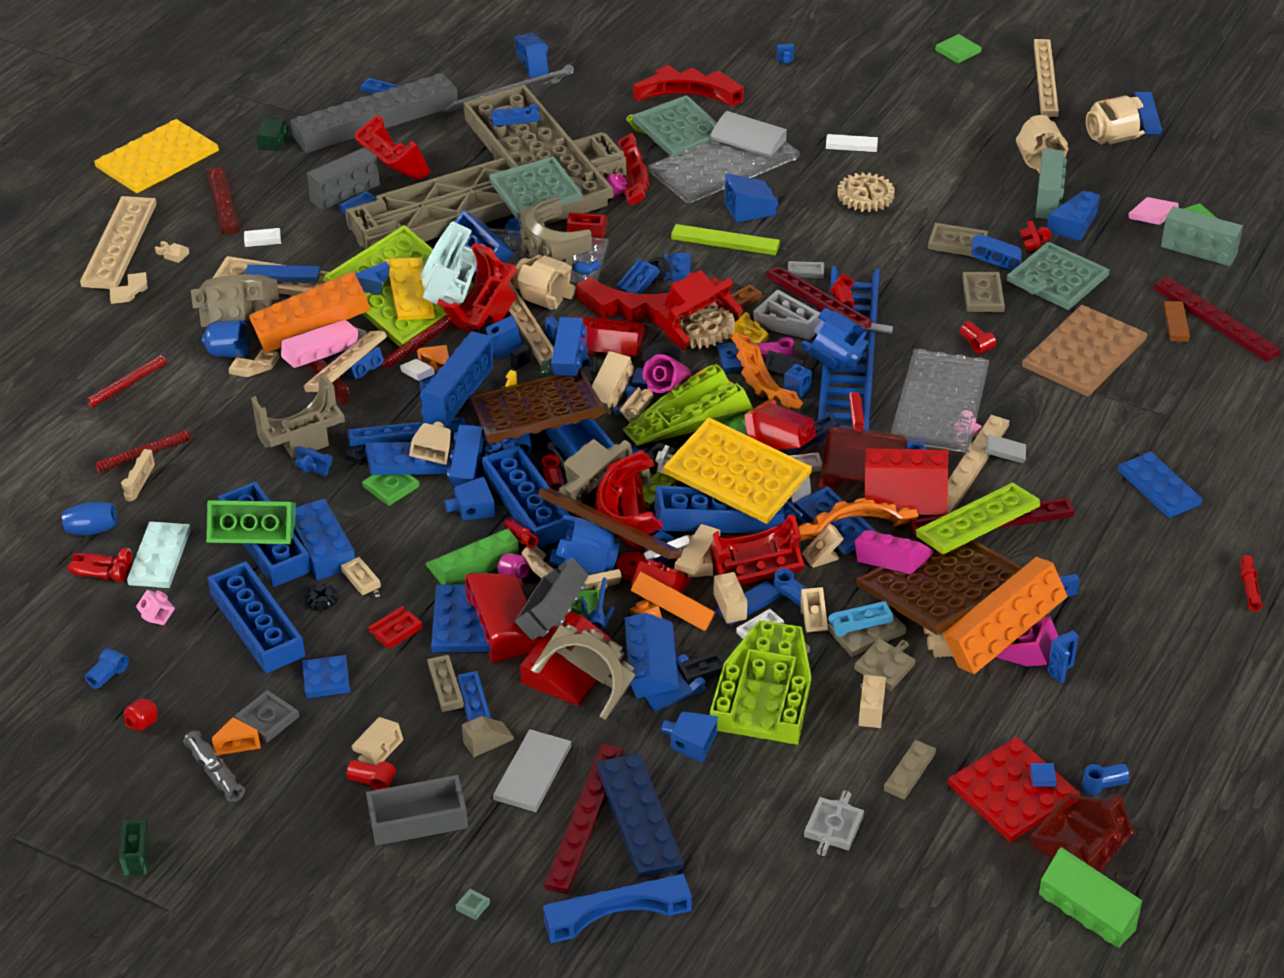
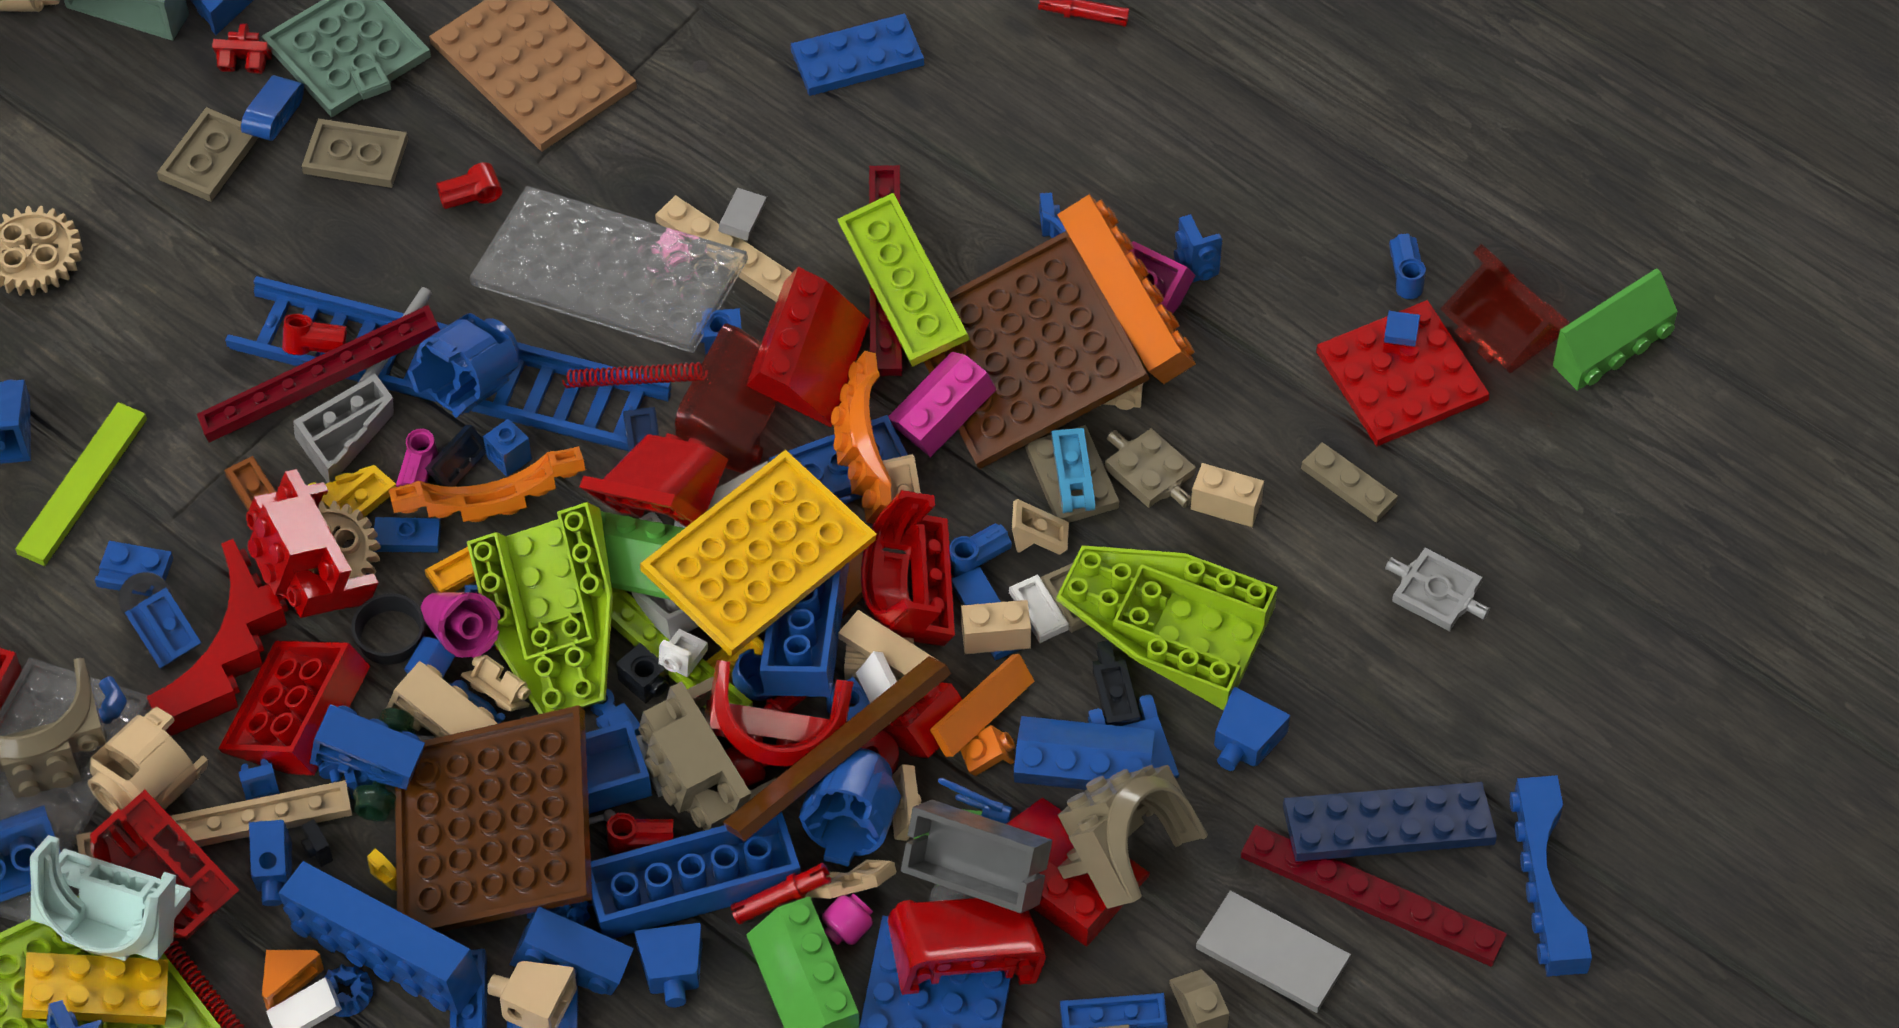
camera: 80 degrees left, 15 degrees up
(807, 269) = (207, 382): light grey tile -> none

